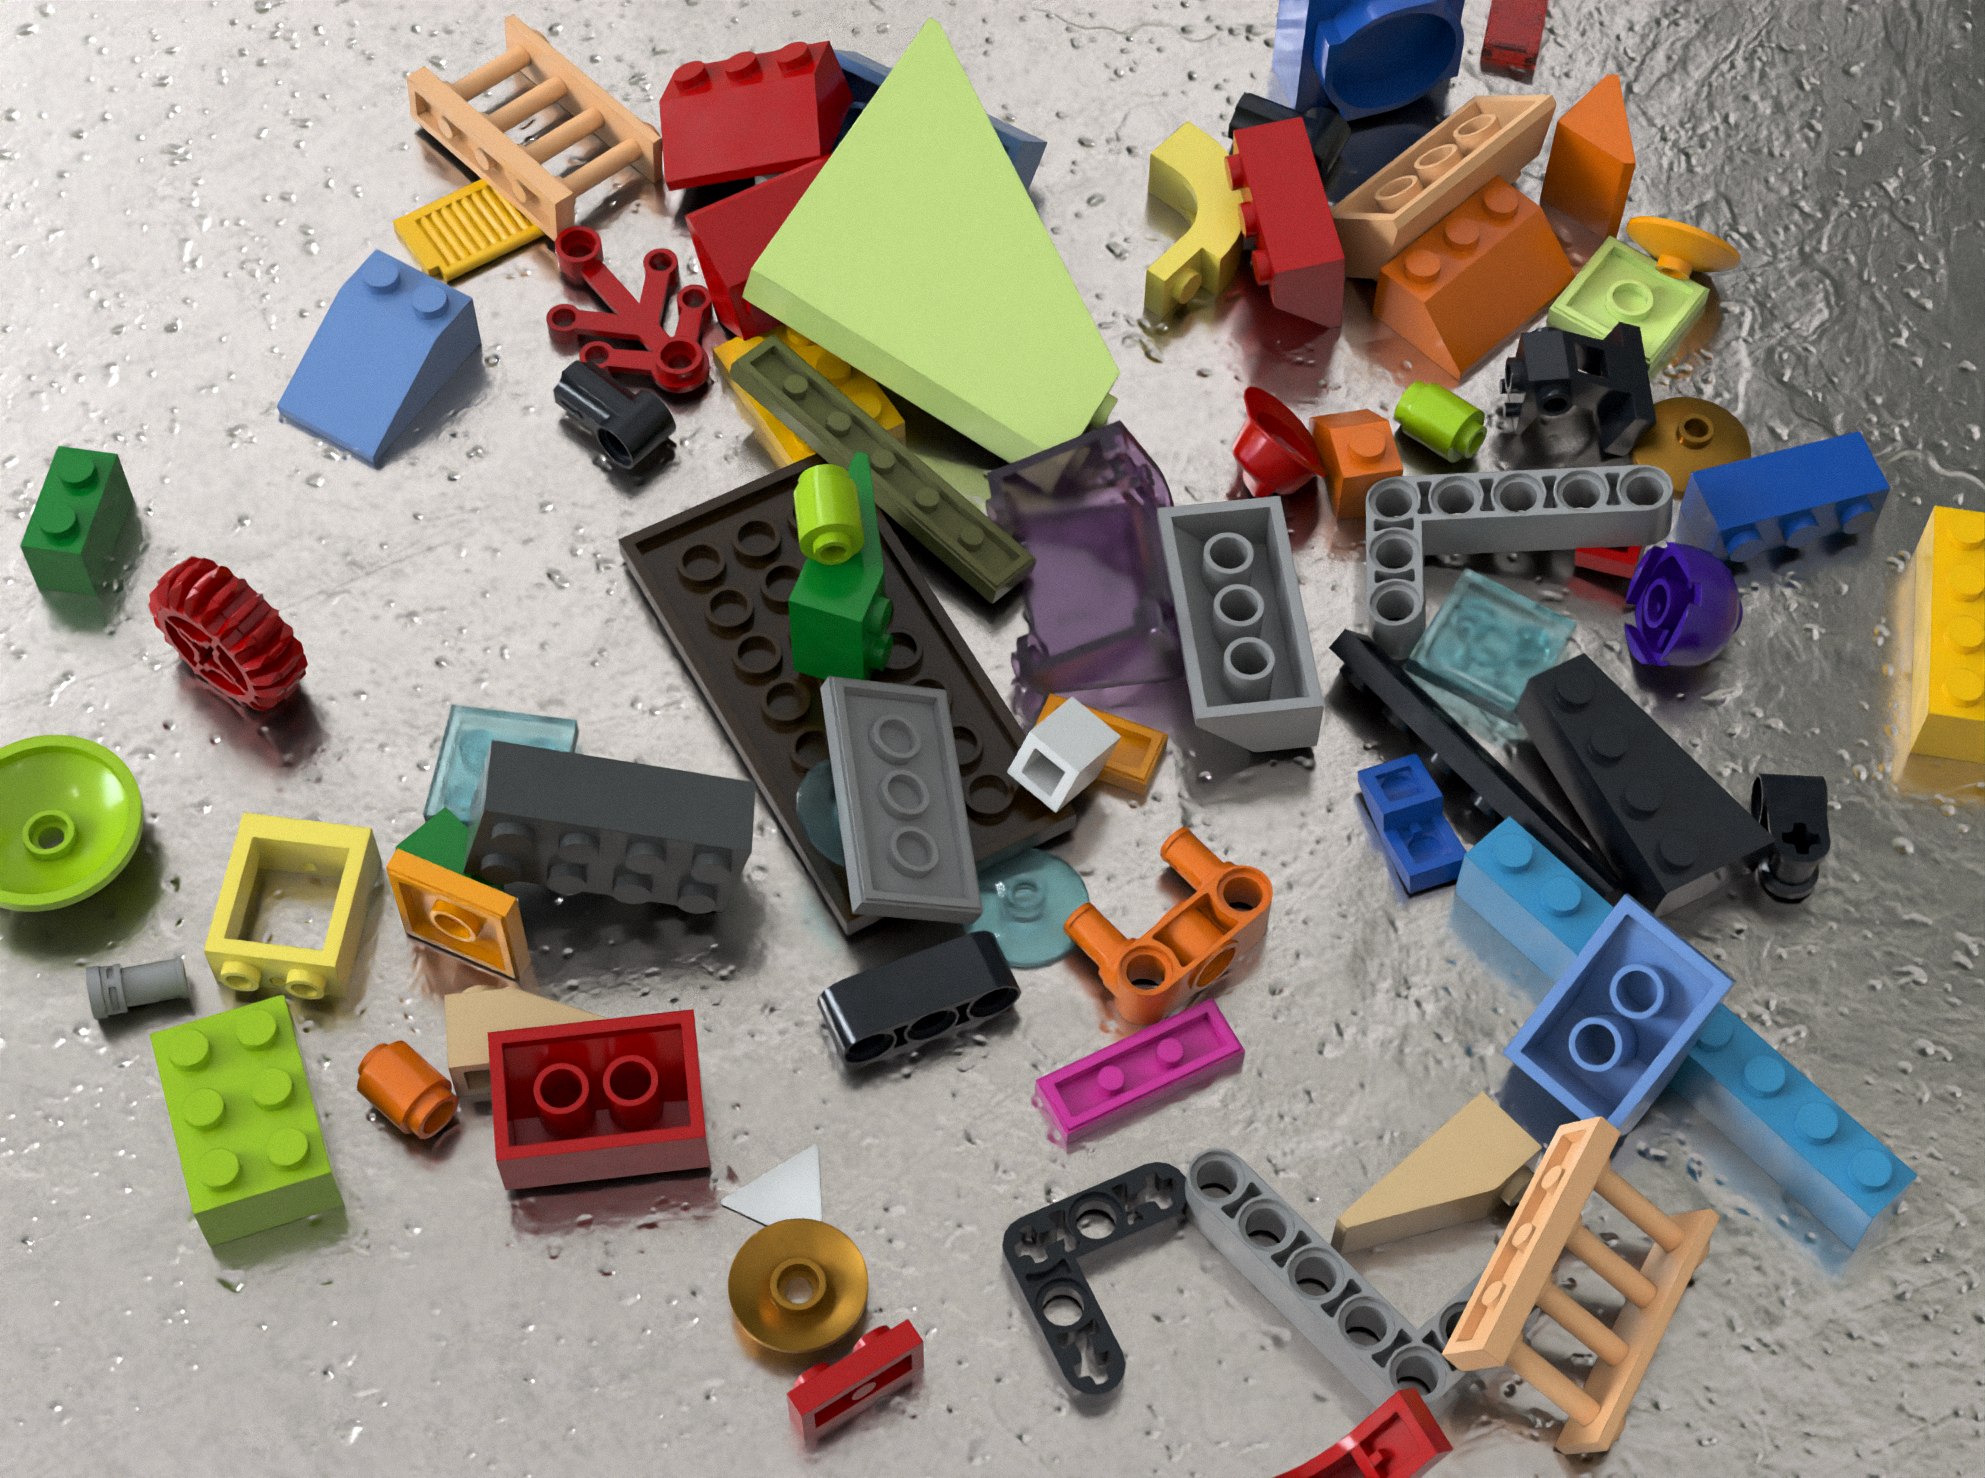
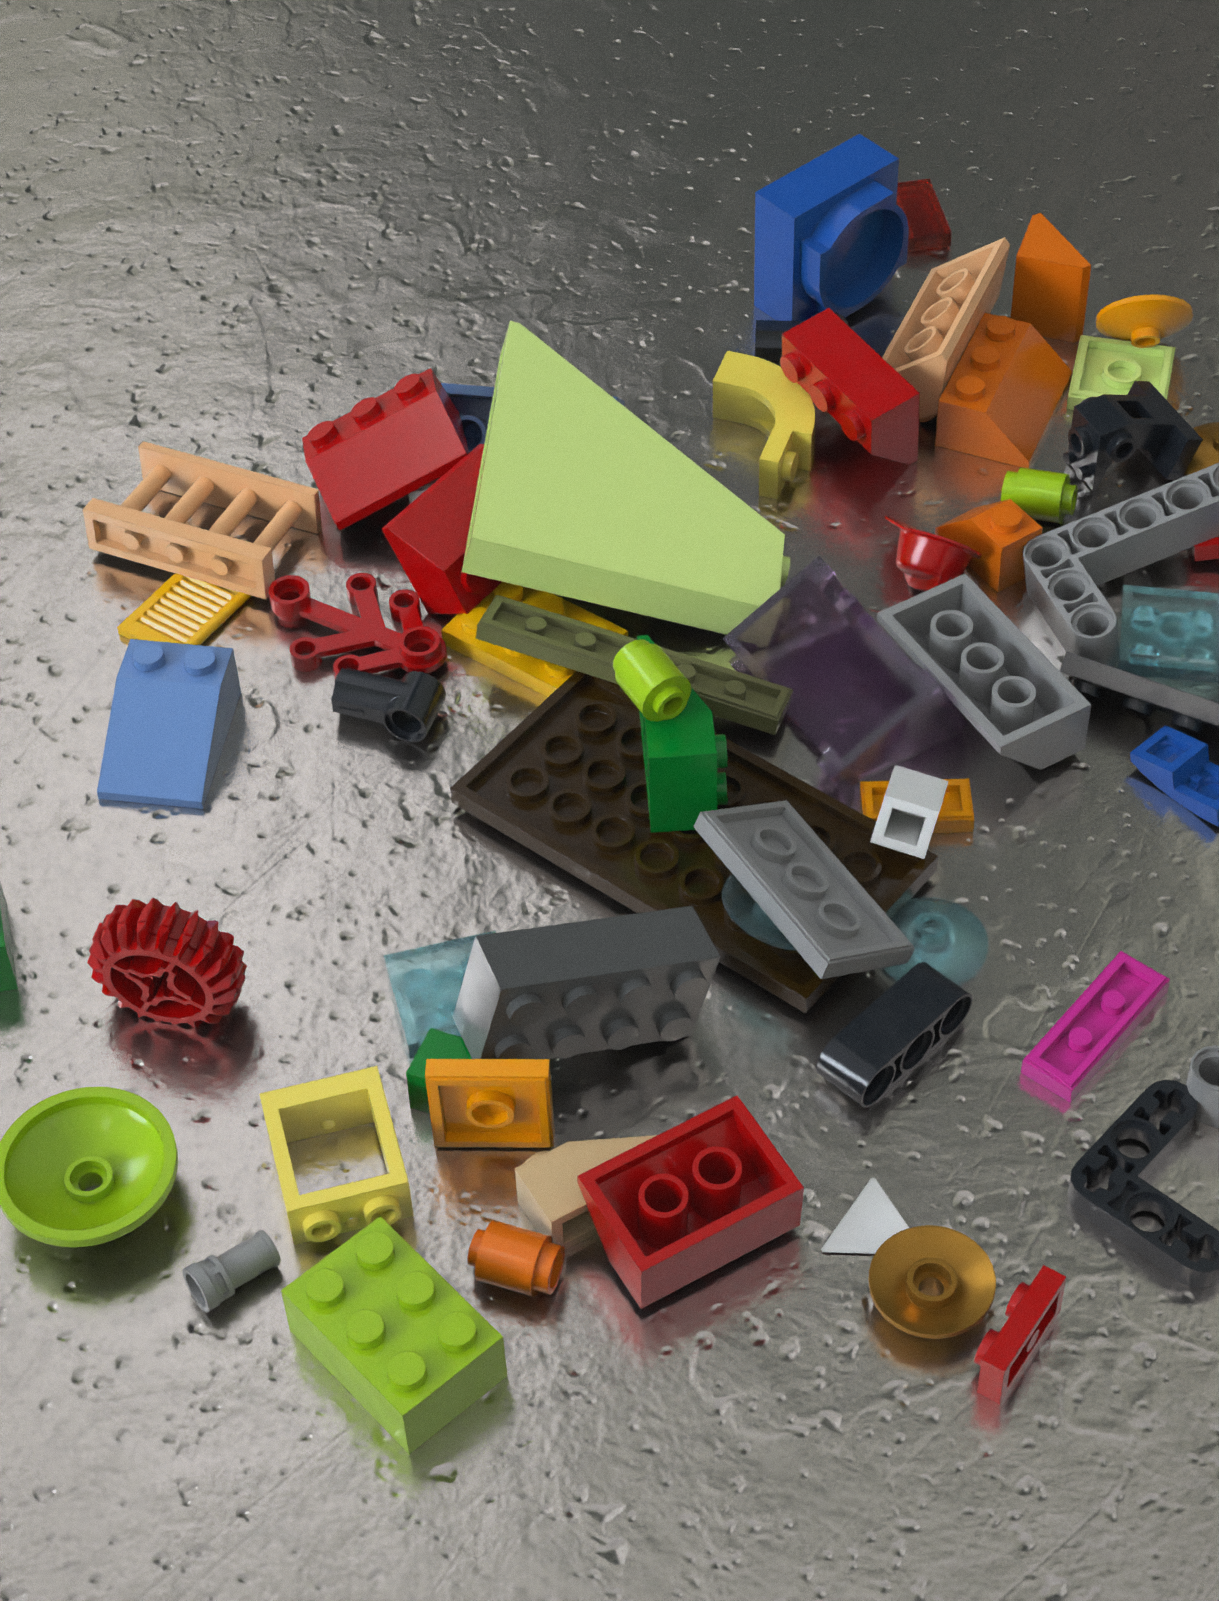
camera: 20 degrees left, 10 degrees down
(1189, 943) = (1082, 917): orange piece -> none

